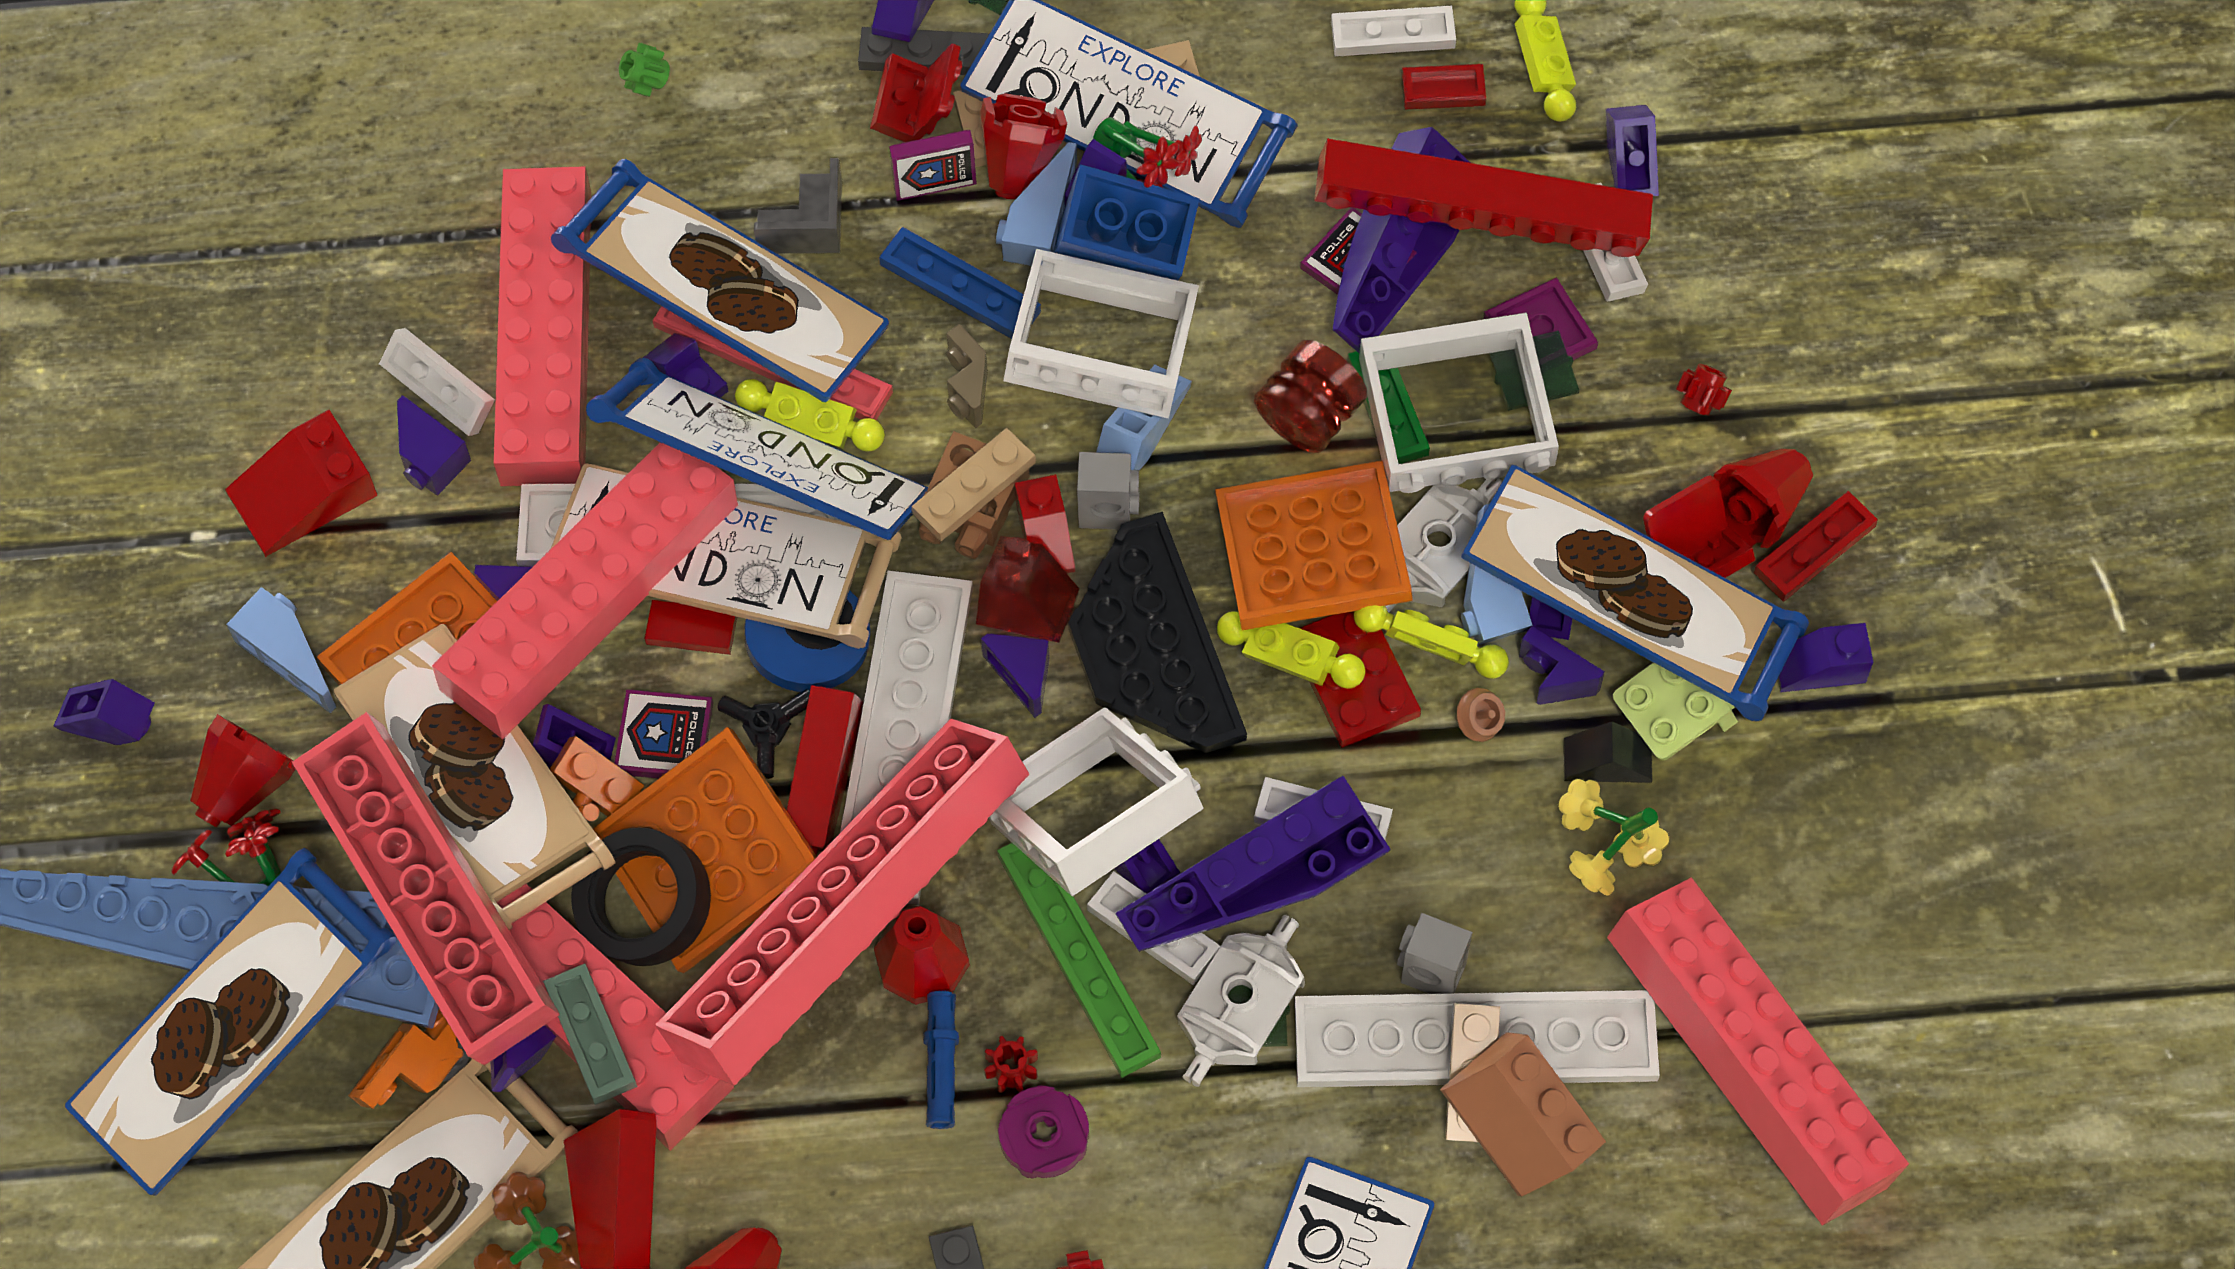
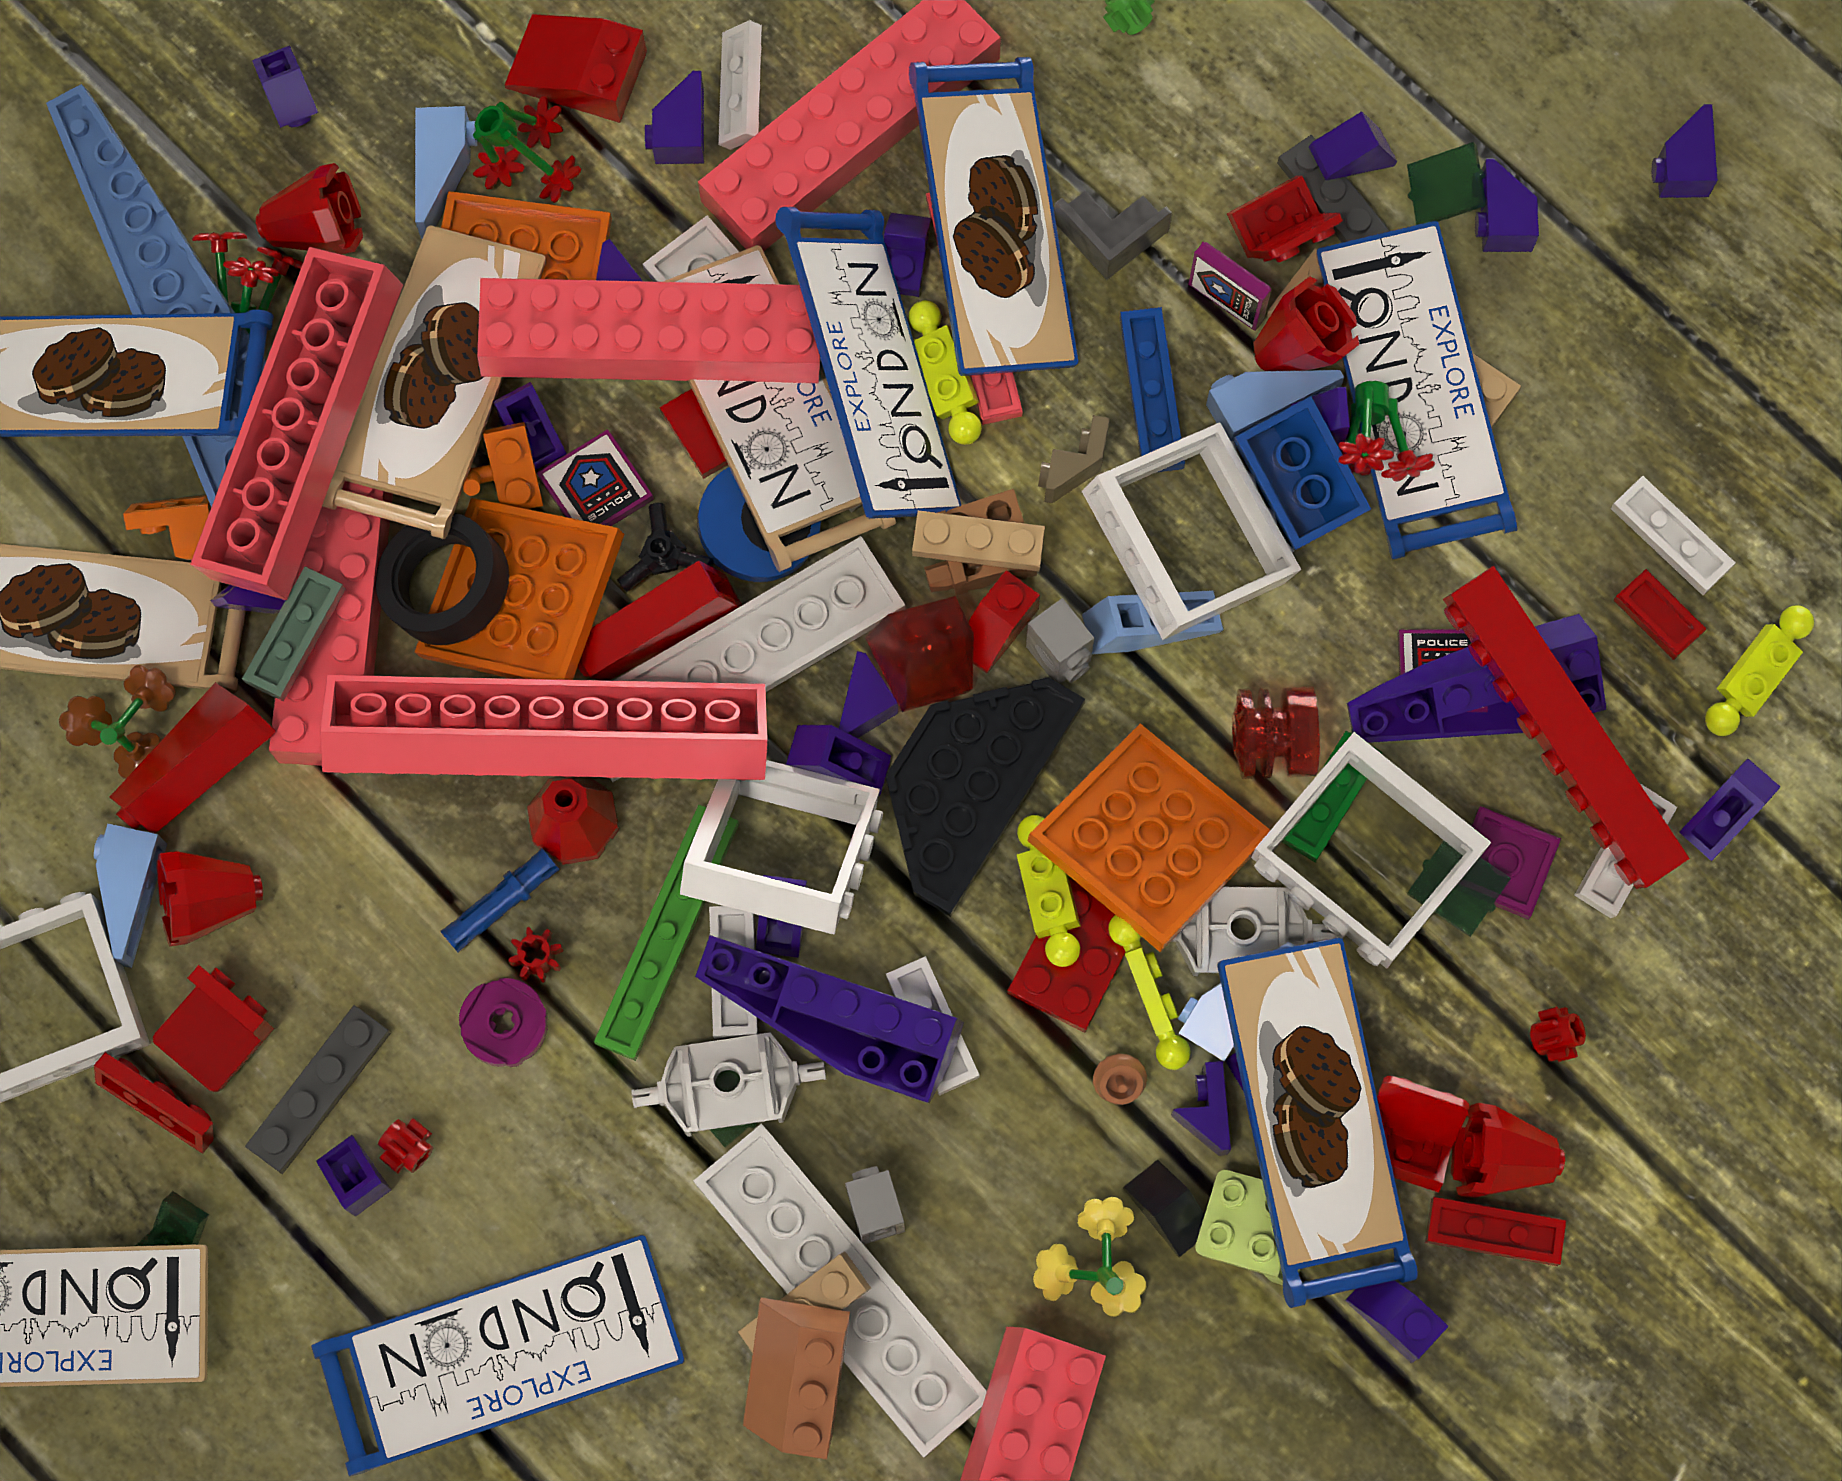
camera: 50 degrees right, 10 degrees up
(318, 561) = (497, 128): none -> red plant
(1045, 718) = (838, 755): none -> dark purple slope

